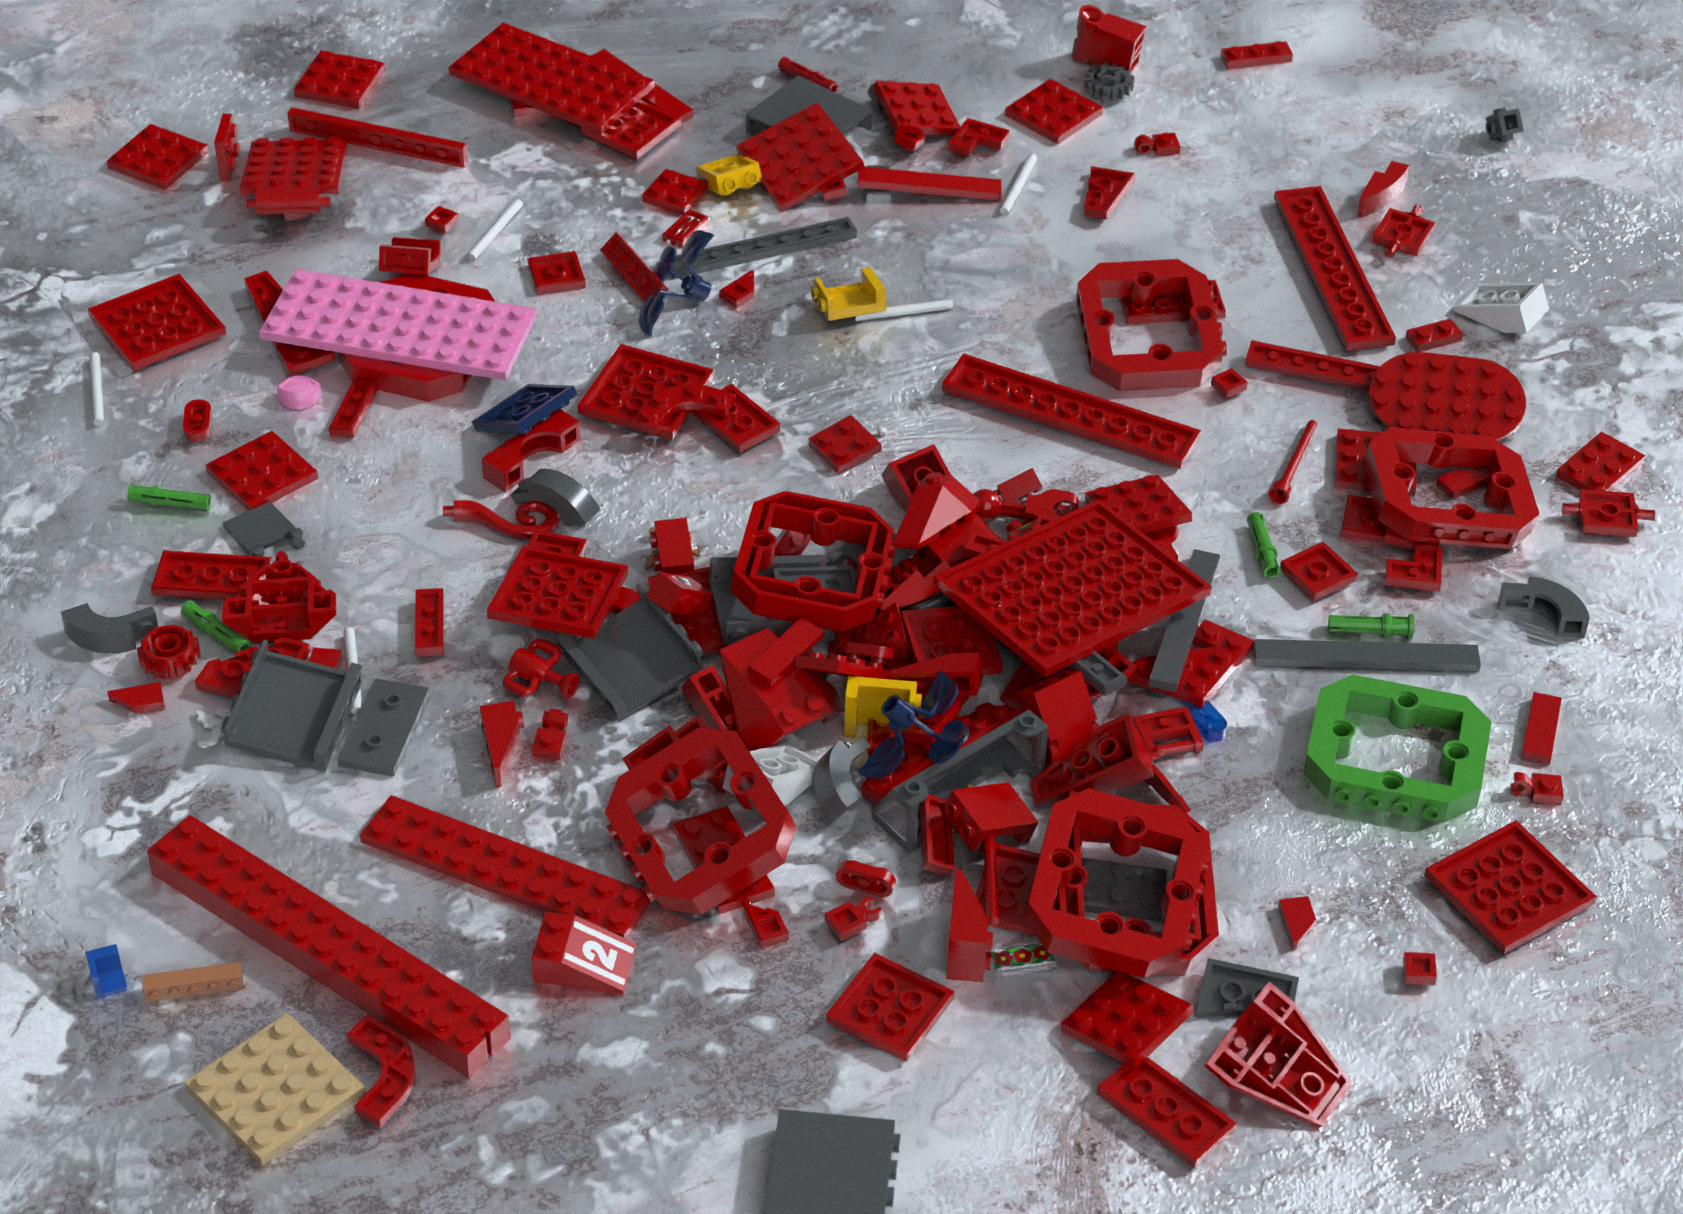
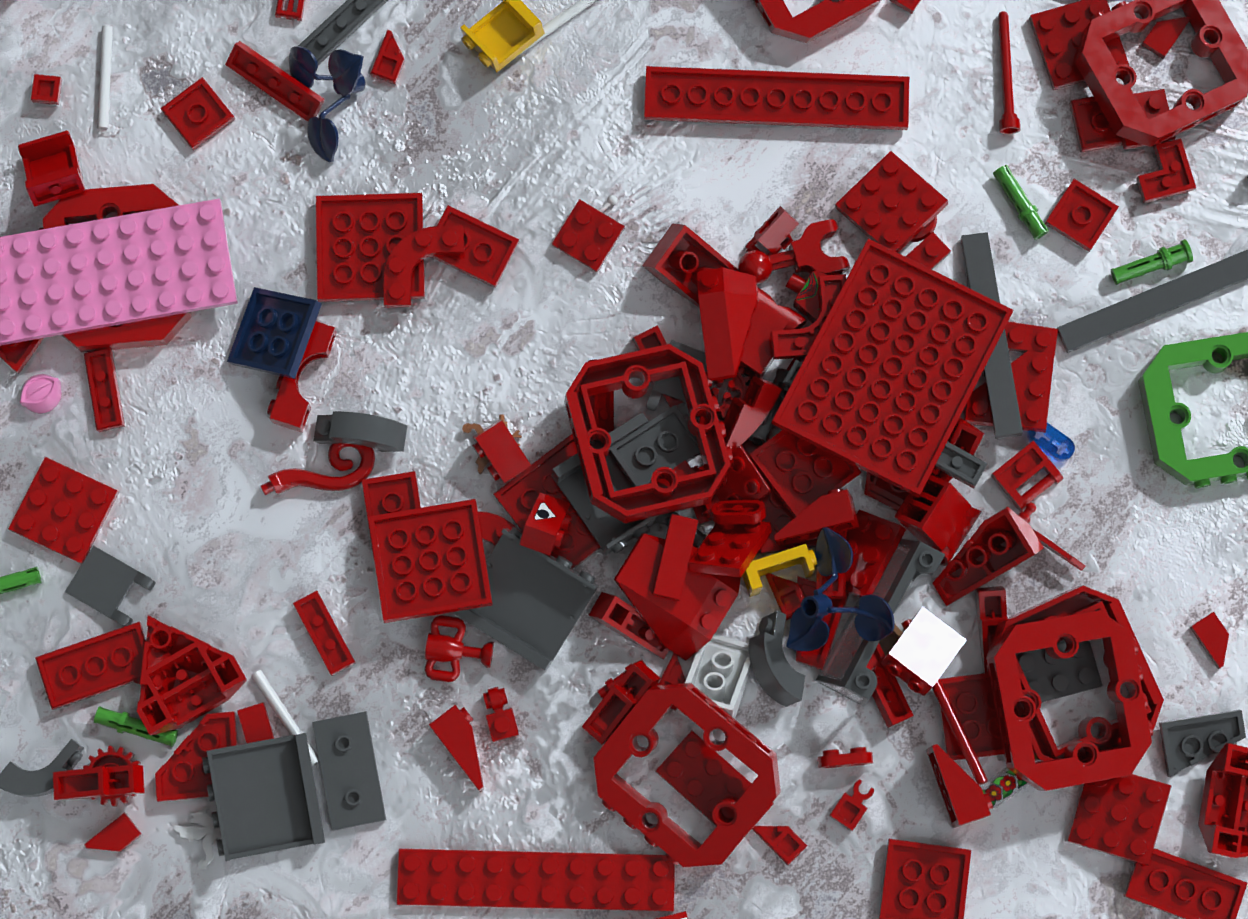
camera: 25 degrees left, 35 degrees up
(154, 636) = (98, 782): none -> red slope

